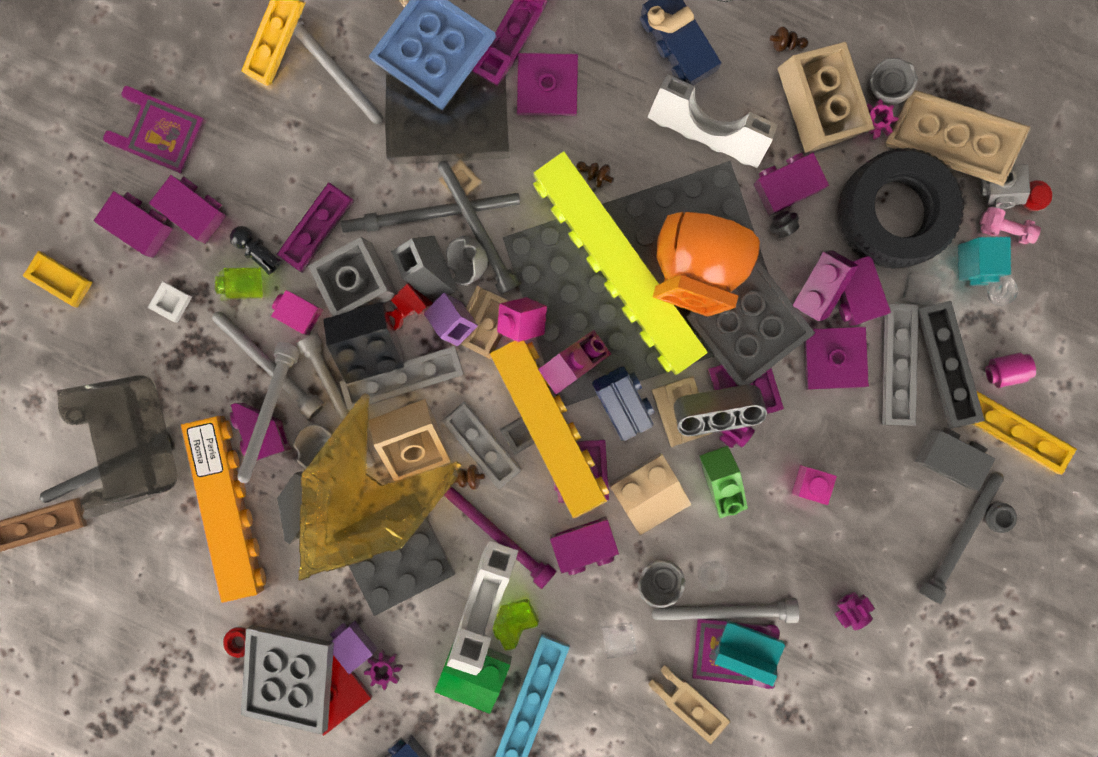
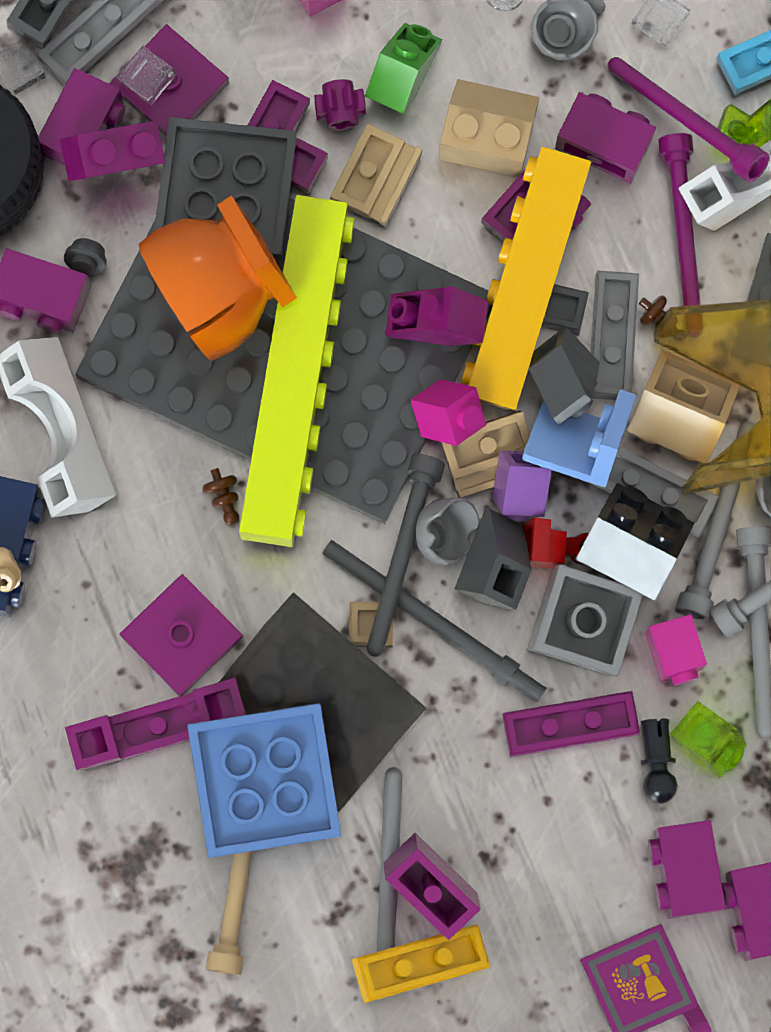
camera: 140 degrees left, 10 degrees down
(301, 75) = (431, 886): none -> magenta brick
(440, 365) = (580, 445): none -> light blue bracket
(480, 394) = (565, 375): none -> dark grey slope
(495, 597) = (746, 159): none -> magenta piece
(623, 404) = (427, 234): brick -> none
(719, 410) = (340, 131): dark grey beam -> none
(850, 346) = (146, 75): none -> clear tile

